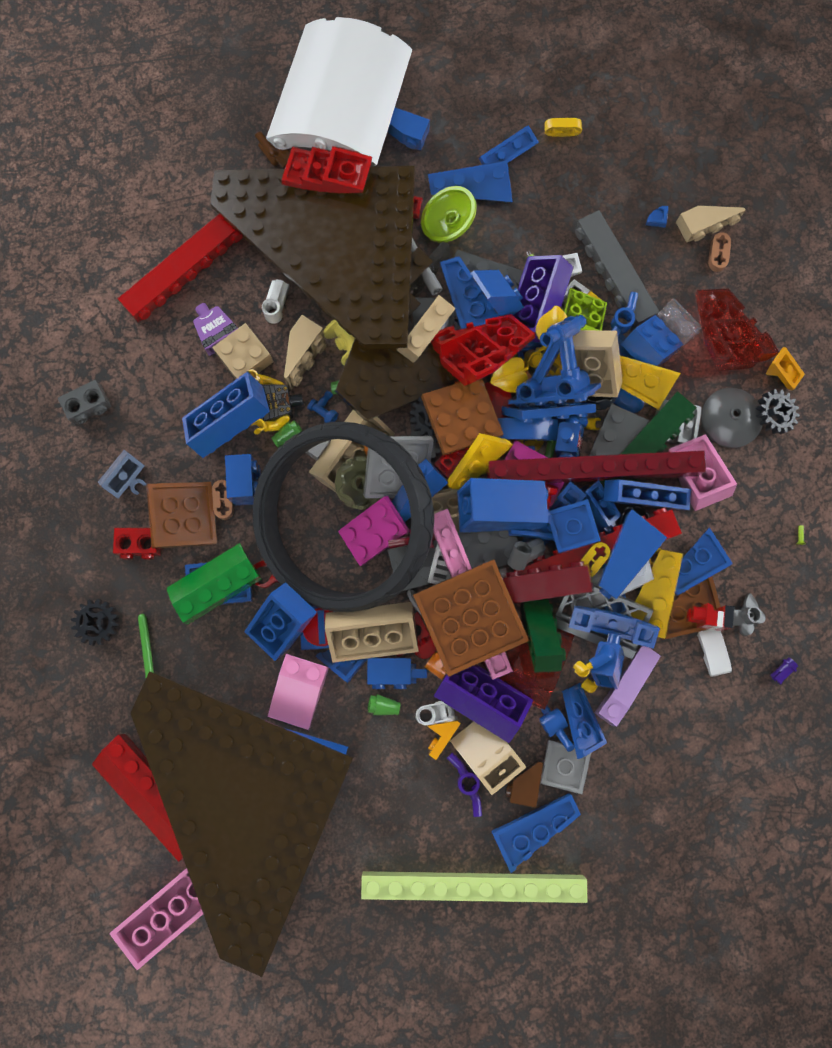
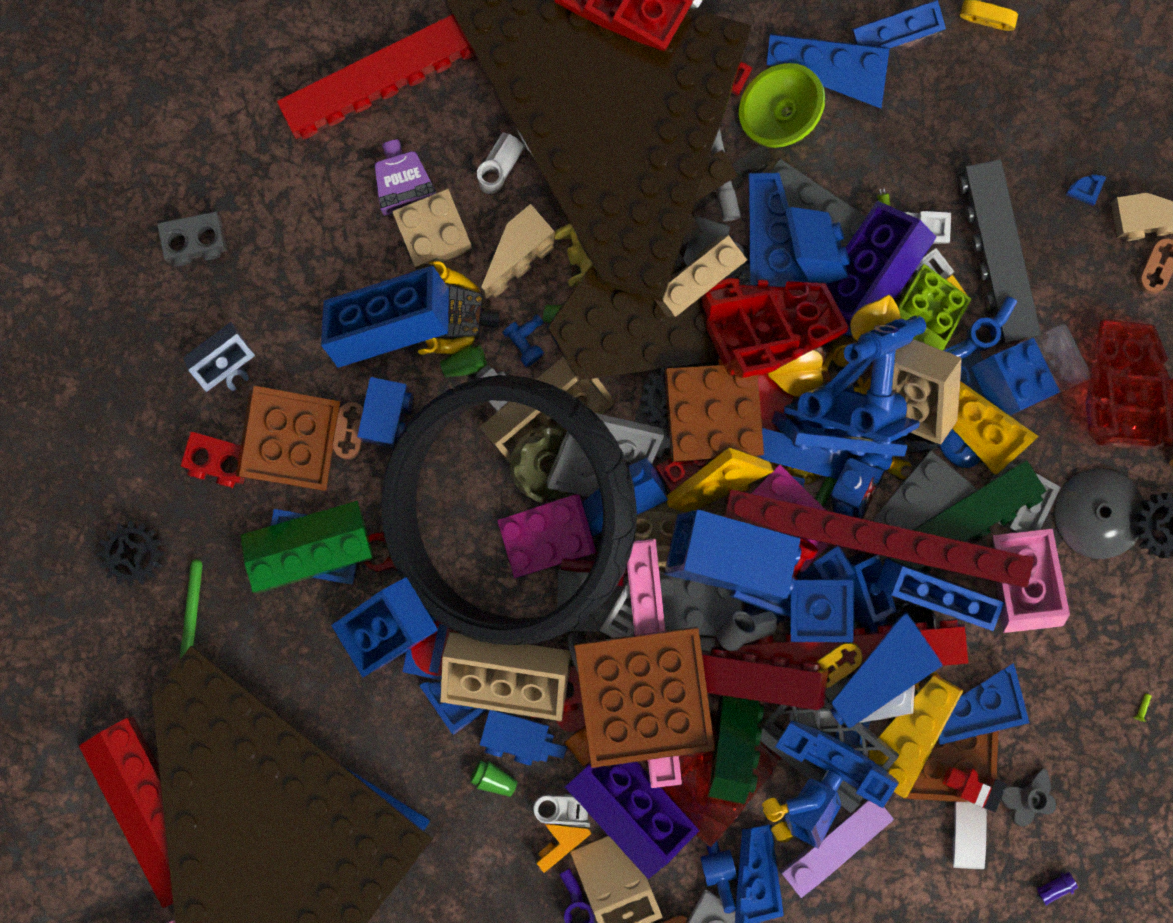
camera: 15 degrees right, 5 degrees up
(297, 691) = (382, 726): bright pink slope -> none

